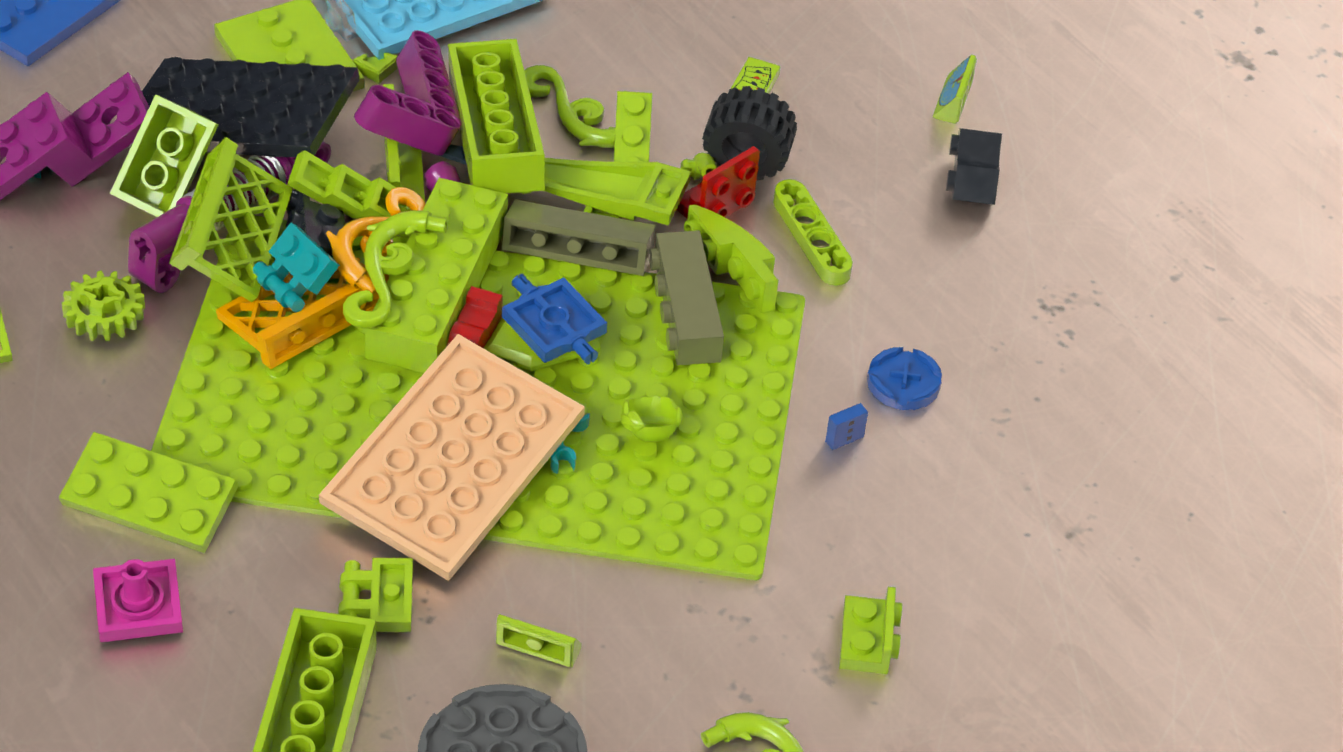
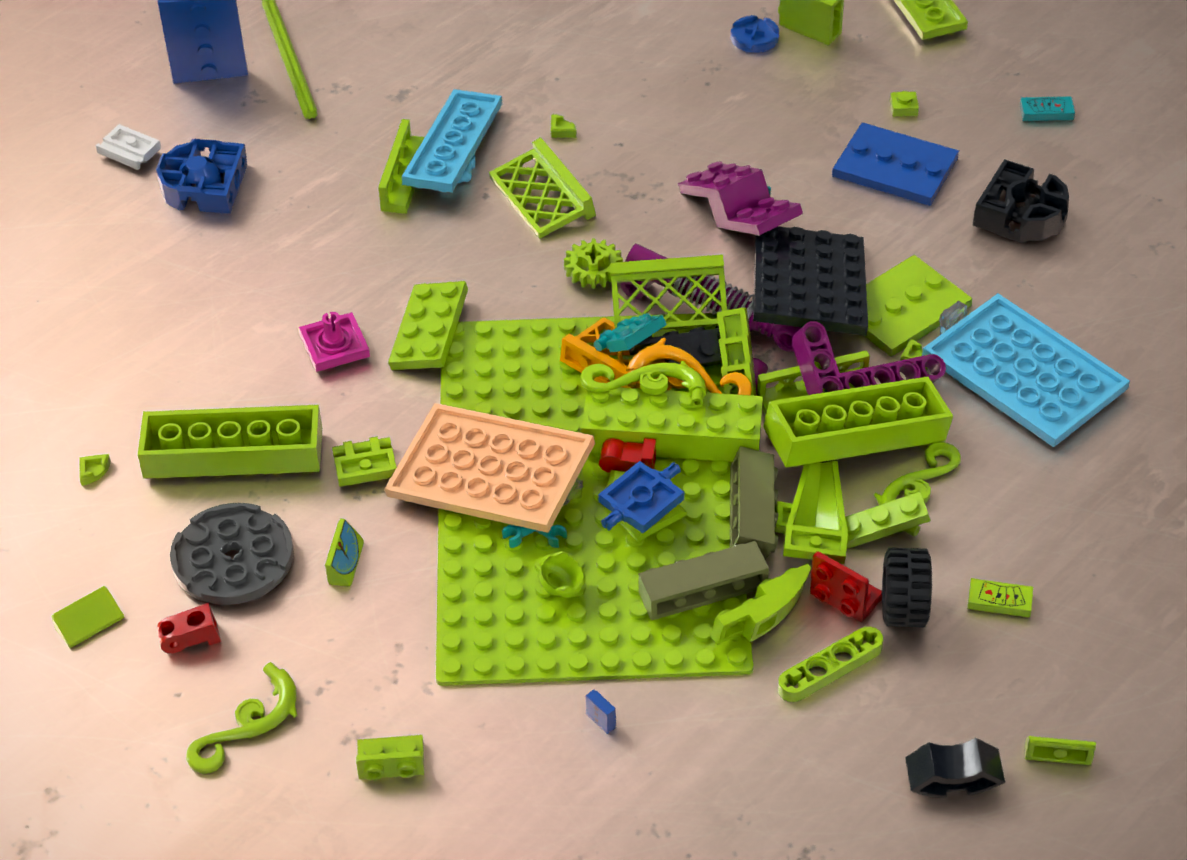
camera: 85 degrees right, 0 degrees up
(163, 157) = (735, 239): lime slope -> none
(699, 166) = (872, 572): lime arm -> none
(904, 378) = (678, 752): blue tile -> none

